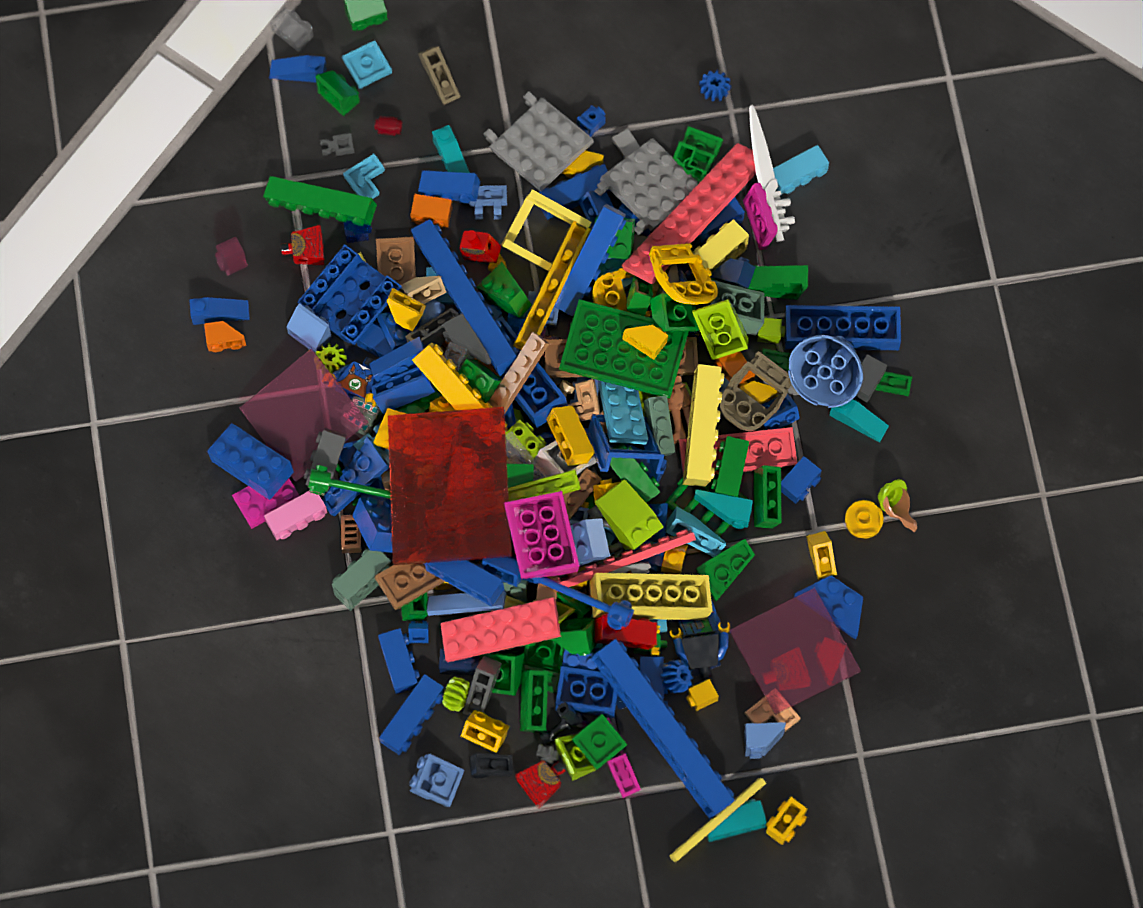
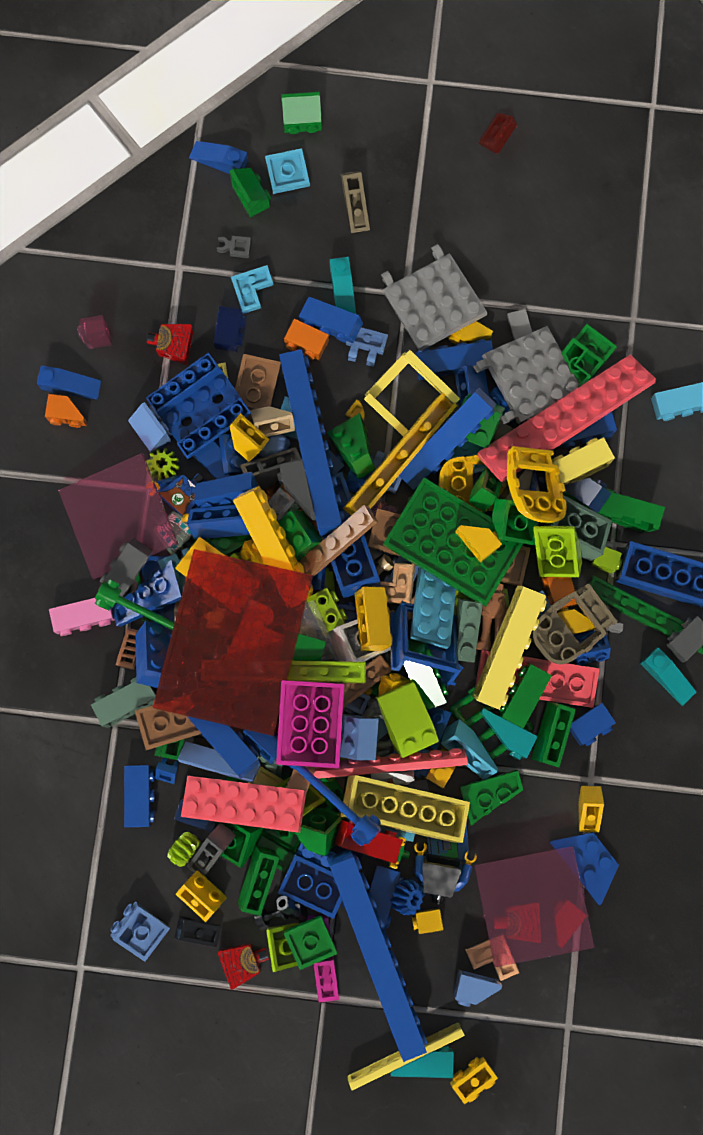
camera: 15 degrees right, 10 degrees up
(250, 461) = (52, 549): blue brick -> none
(255, 505) = (59, 587): dark pink plate -> none
(292, 28) = (224, 114): clear brick -> none
(320, 200) = (198, 299): green brick -> none
(388, 125) = (290, 240): dark red brick -> none
(412, 714) = (134, 856): blue brick -> none
(479, 247) = (339, 389): red torso -> none
(547, 754) = (255, 938): dark grey plate -> none
(589, 125) = (488, 295): blue brick -> none
(715, 85) = (630, 284): blue gear -> none
(760, 216) = (631, 438): dark pink plate -> none
(767, 178) = (648, 408): white piece -> none
(825, 370) = (653, 625): medium blue cone -> none
(864, 519) = (643, 782): yellow tile -> none
(896, 502) = (680, 776): piece -> none

